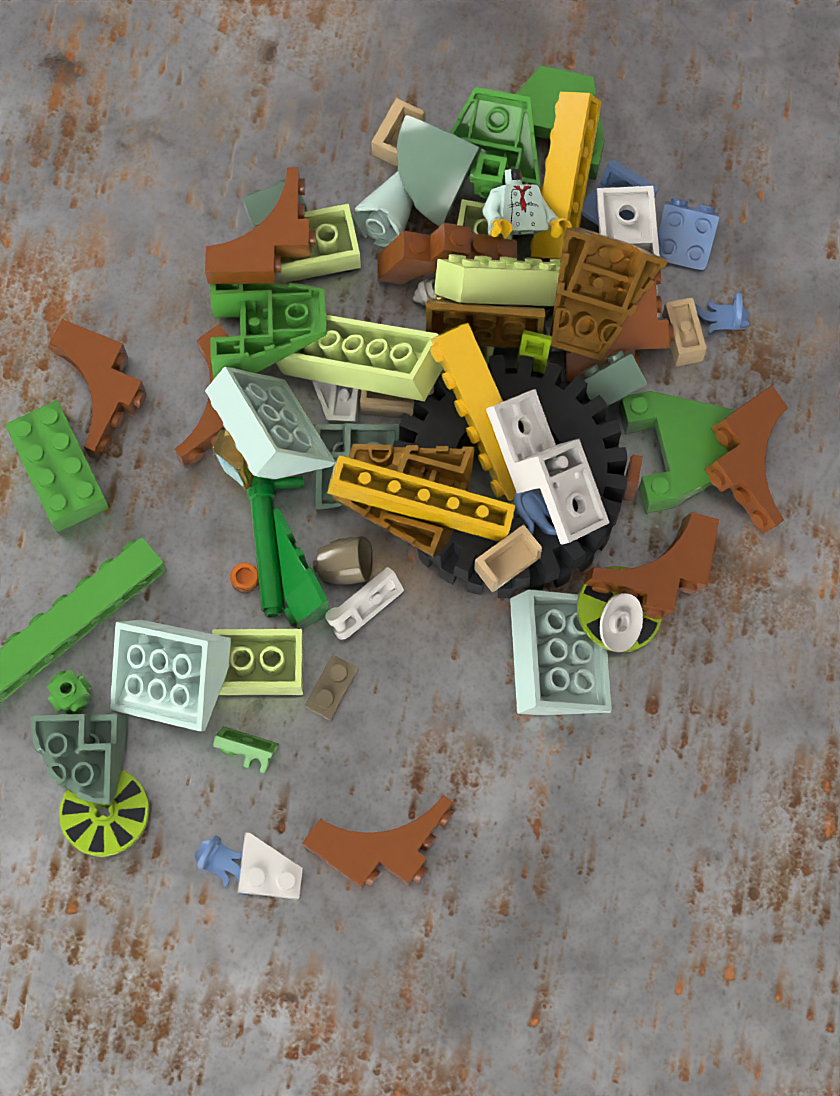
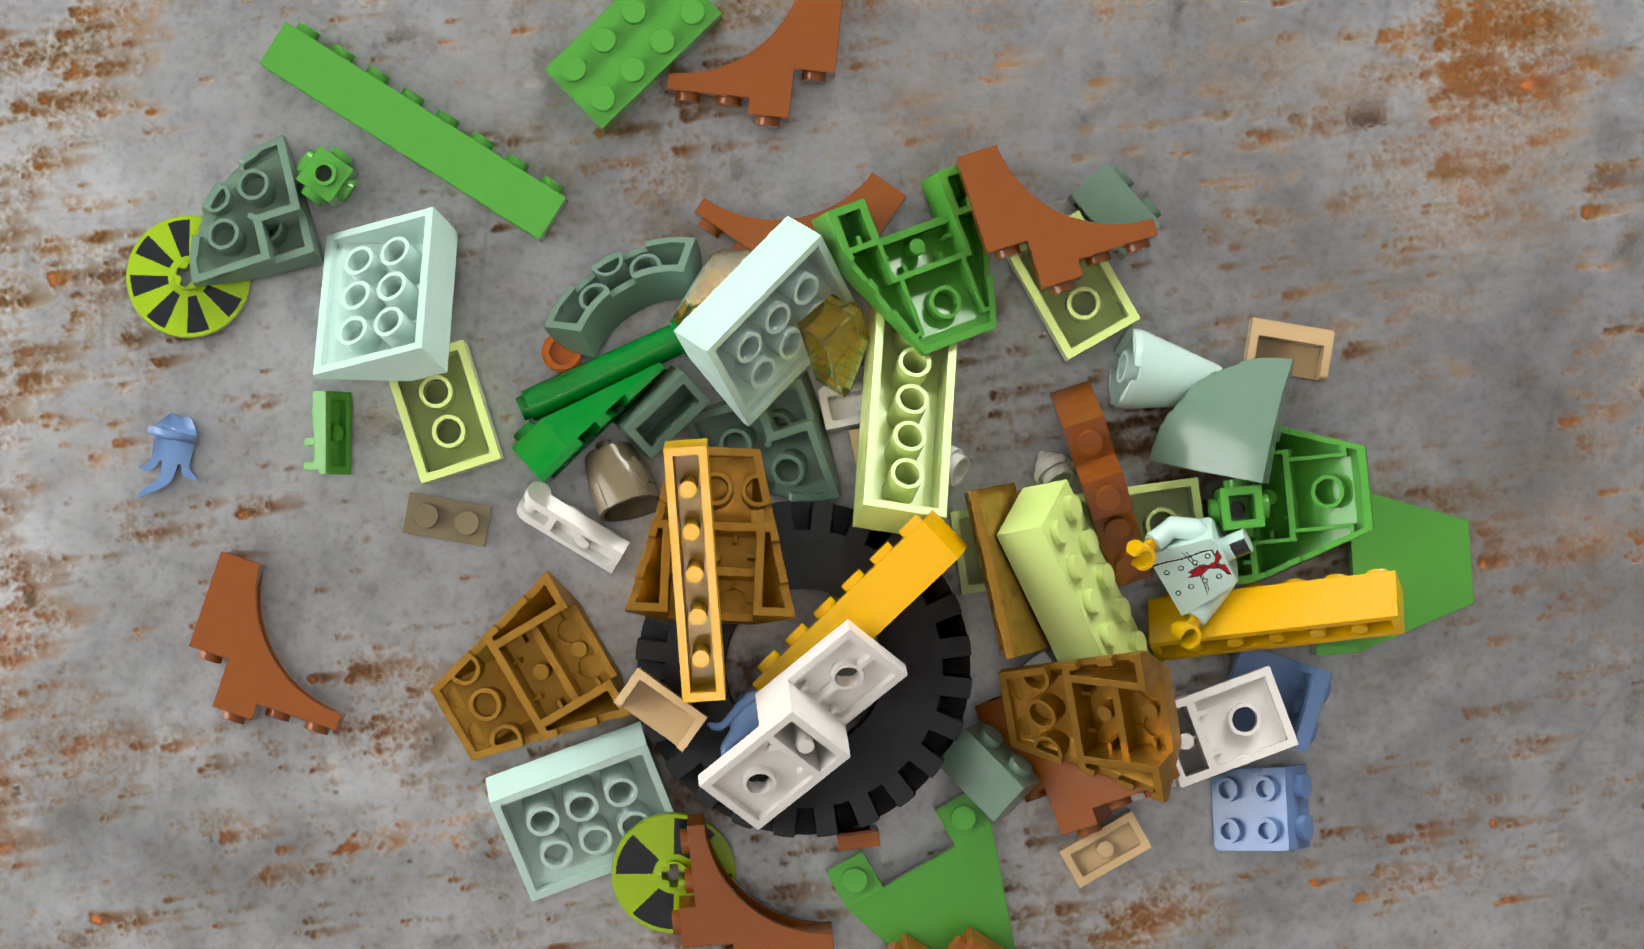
camera: 70 degrees right, 15 degrees up
(214, 521) = (620, 288): none -> sand green brick
(267, 871) = (176, 516): white wing -> none
(300, 392) = (835, 342): none -> clear yellow slope
(307, 519) = (661, 411): none -> sand green brick
(458, 662) = (531, 676): none -> pearl gold wedge
(535, 346) = (984, 652): lime slope -> none
(621, 622) = (645, 882): white dish -> none
(725, 316) = (1151, 901): medium blue piece -> none

